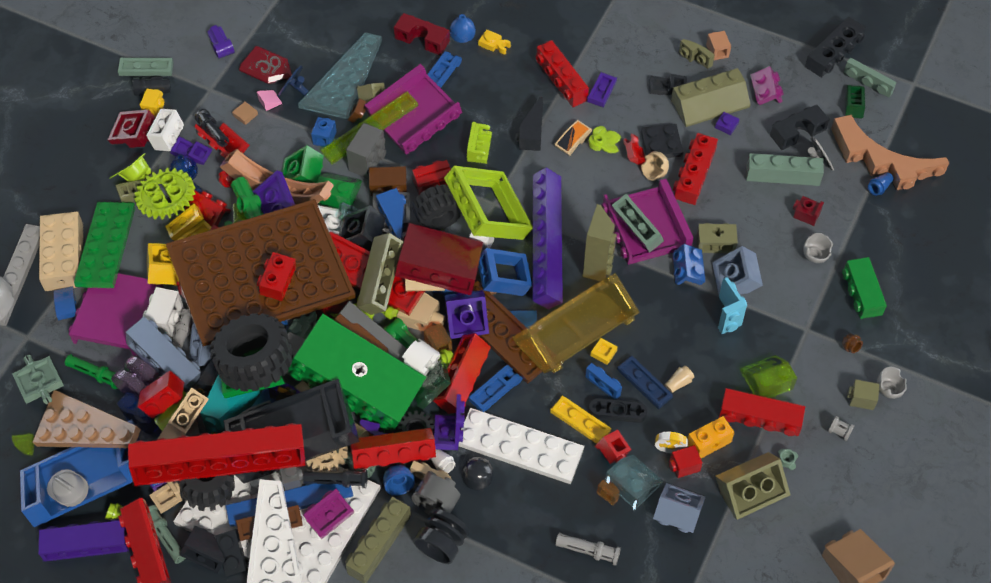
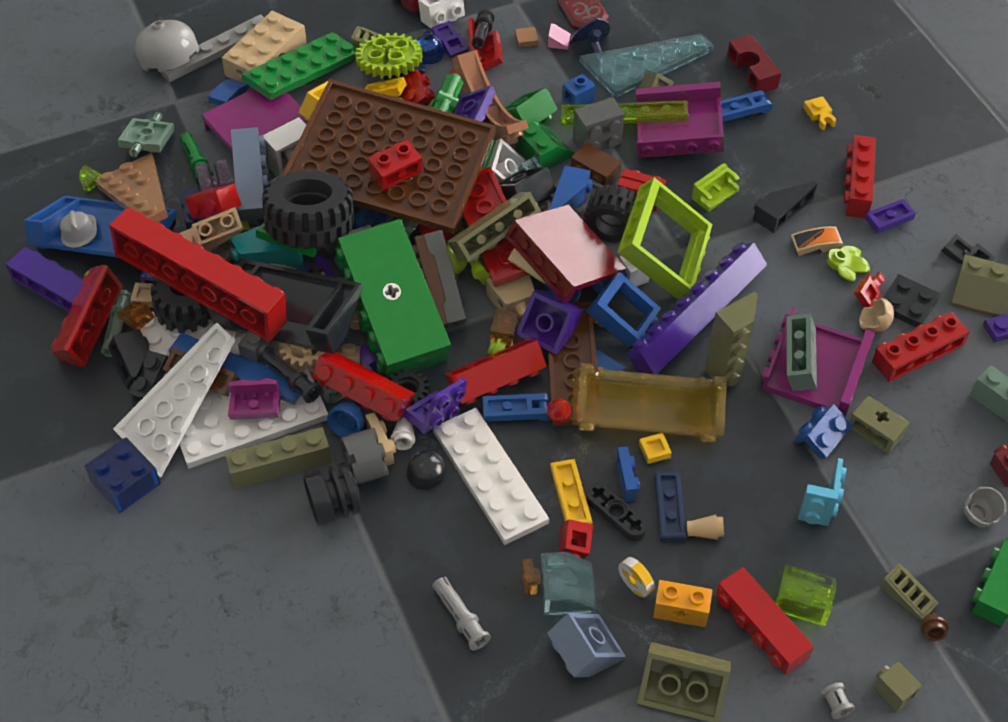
camera: 40 degrees right, 5 degrees down
(136, 171) = (385, 22): lime piece -> none
(177, 517) = (136, 315): none -> clear orange slope
(357, 111) = (626, 92): reddish brown plate -> none
(400, 332) = (475, 300): green piece -> none
(421, 357) = (467, 332): white brick -> none
(433, 385) = (460, 361): clear green wing -> none
(462, 29) = (799, 82): blue helmet -> none
(527, 370) = (558, 410): none -> red plate
(685, 461) = (634, 607): red brick -> none
(741, 268) = (872, 471): sand blue slope -> none
(791, 455) = (751, 679): sand green plate -> none
(809, 337) = (908, 580): none -> olive slope
(891, 383) = (940, 697): light grey hair -> none

